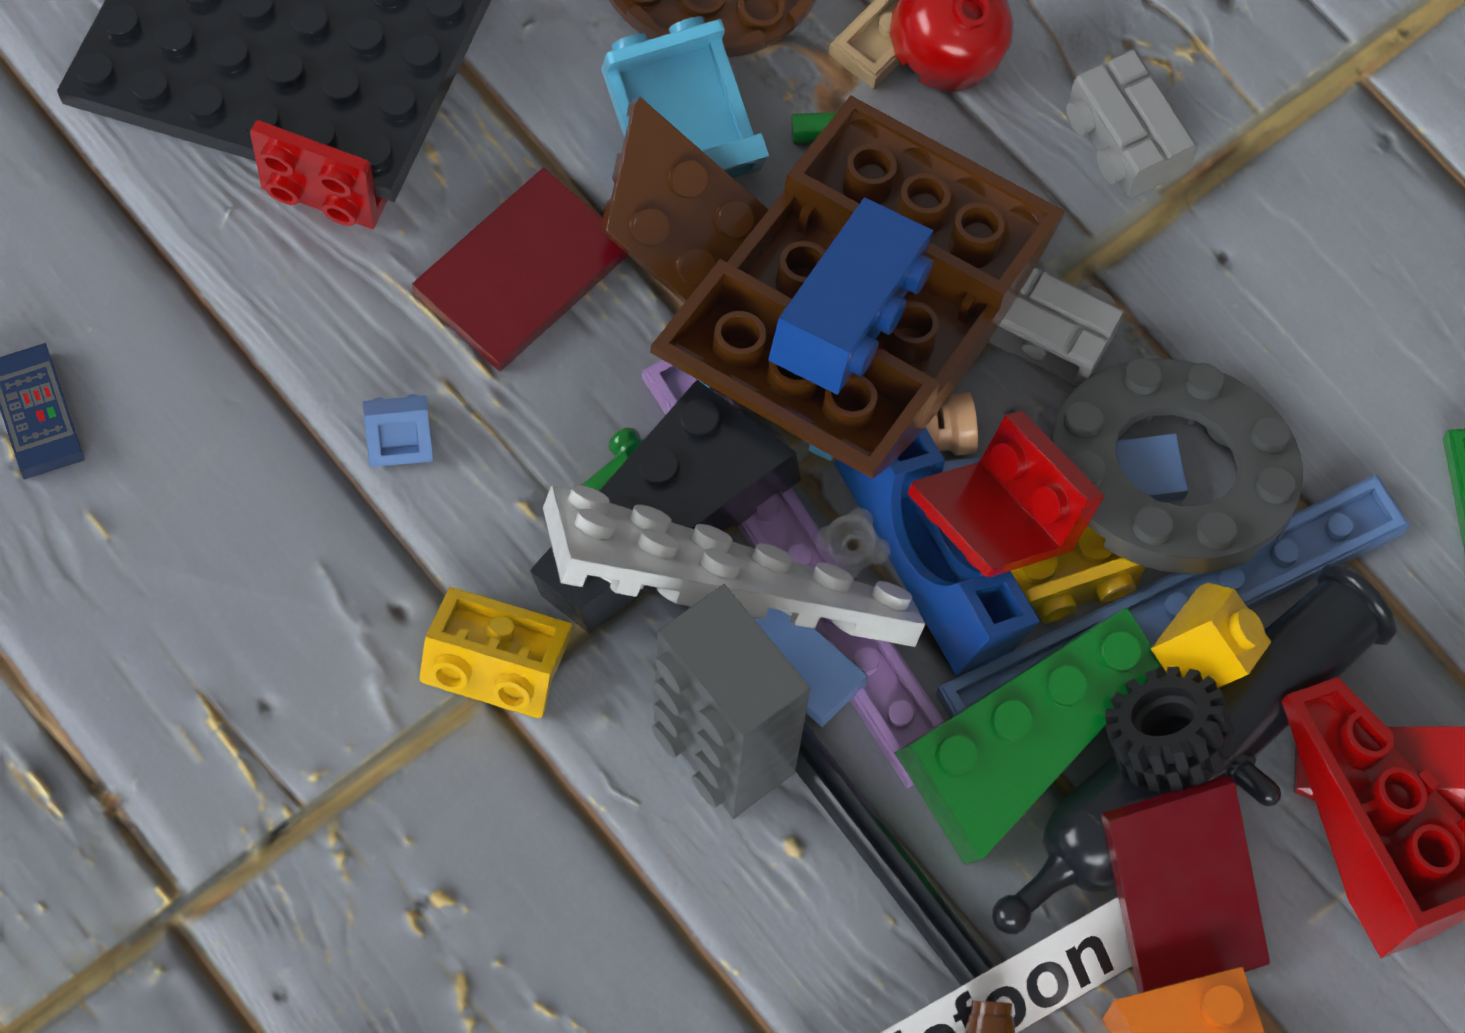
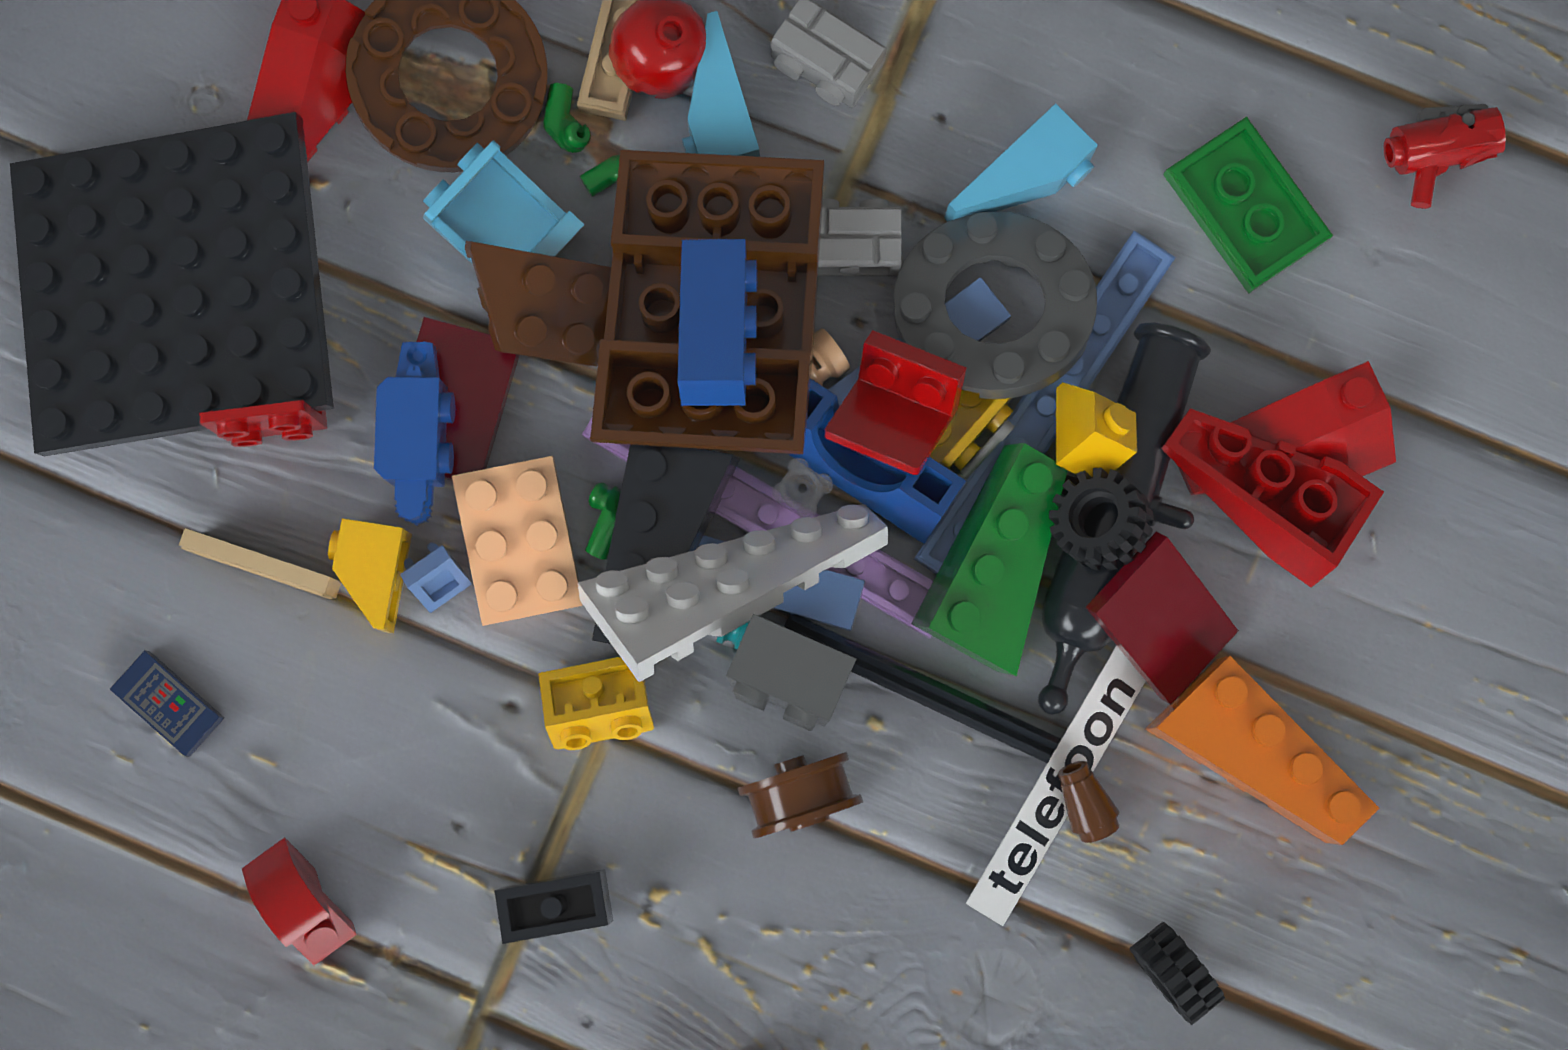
camera: 25 degrees left, 15 degrees up
(44, 683) = (293, 902): none -> red brick
(221, 320) = (259, 564): none -> tan tile
(321, 832) = (553, 906): none -> black brick
(335, 374) = (369, 566): none -> yellow slope
(463, 267) = (412, 431): none -> blue hinge
(508, 439) = (517, 540): none -> light nougat plate
(665, 856) = (800, 794): none -> reddish brown wheel
(802, 56) = (560, 123): none -> green arm
(982, 110) = (717, 107): none -> medium azure slope
(1105, 601) = (983, 453): none -> light grey hinge
(1290, 349) = (1031, 168): none -> medium azure slope

